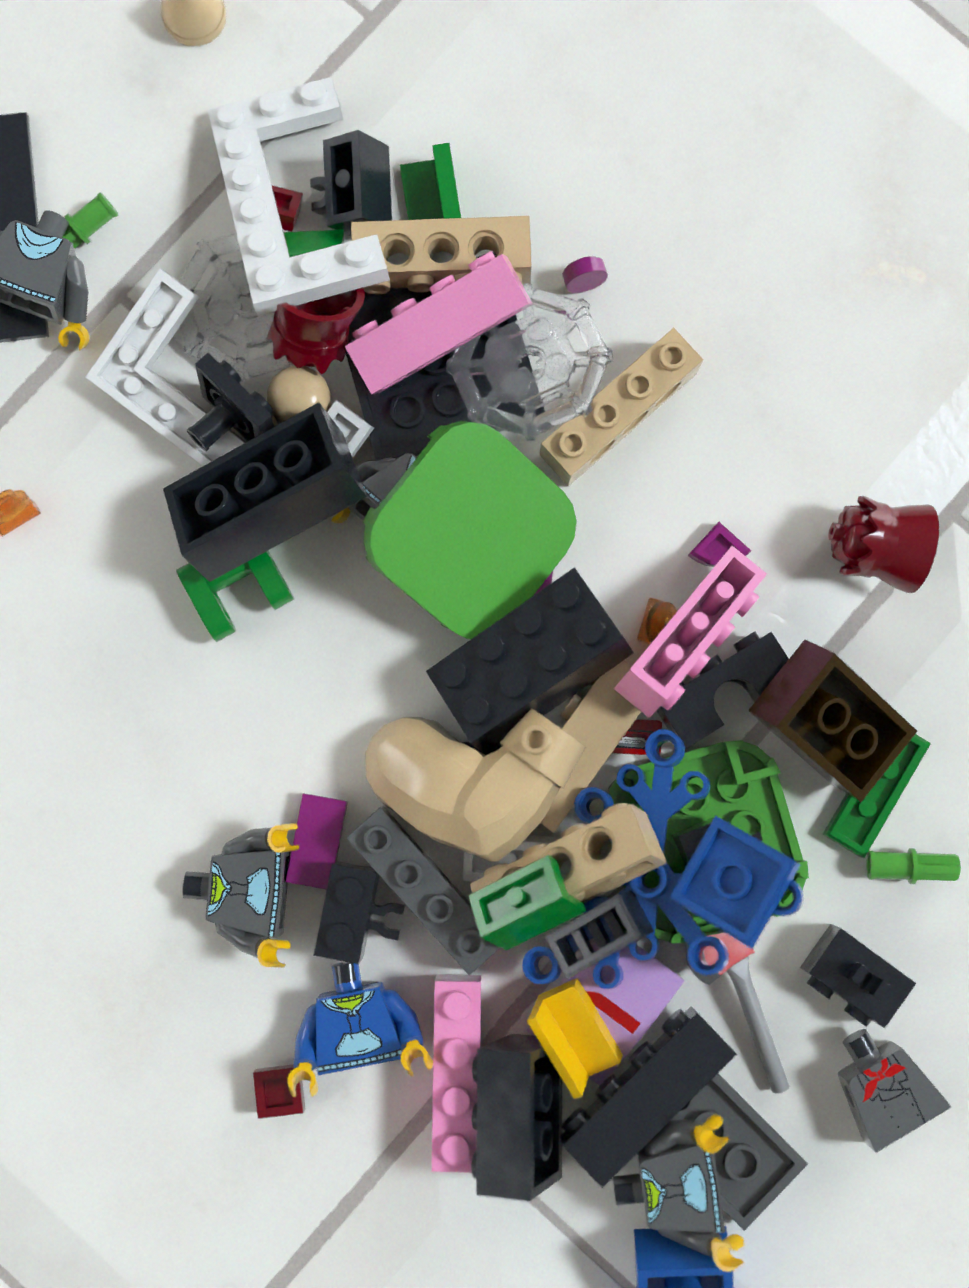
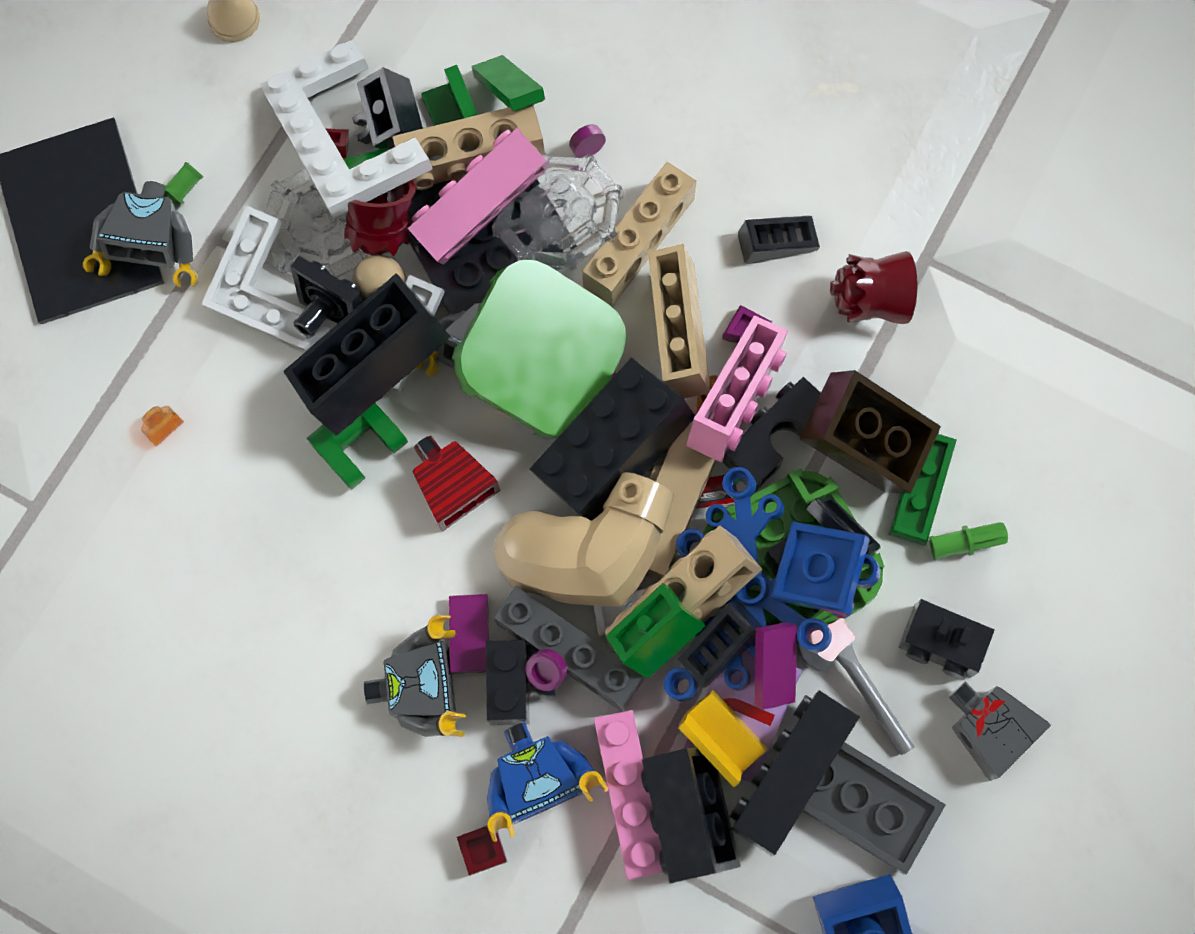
camera: 10 degrees left, 10 degrees down
(332, 659) = (451, 481): none -> torso
(393, 913) = (546, 669): none -> magenta tile
(506, 182) = (508, 83): none -> green tile
(641, 532) = (679, 321): none -> tan brick
(655, 976) = (775, 665): none -> magenta tile
(682, 1189) = (843, 842): torso -> none
(755, 447) = (755, 241): none -> black slope
(772, 820) = (833, 516): none -> black tile

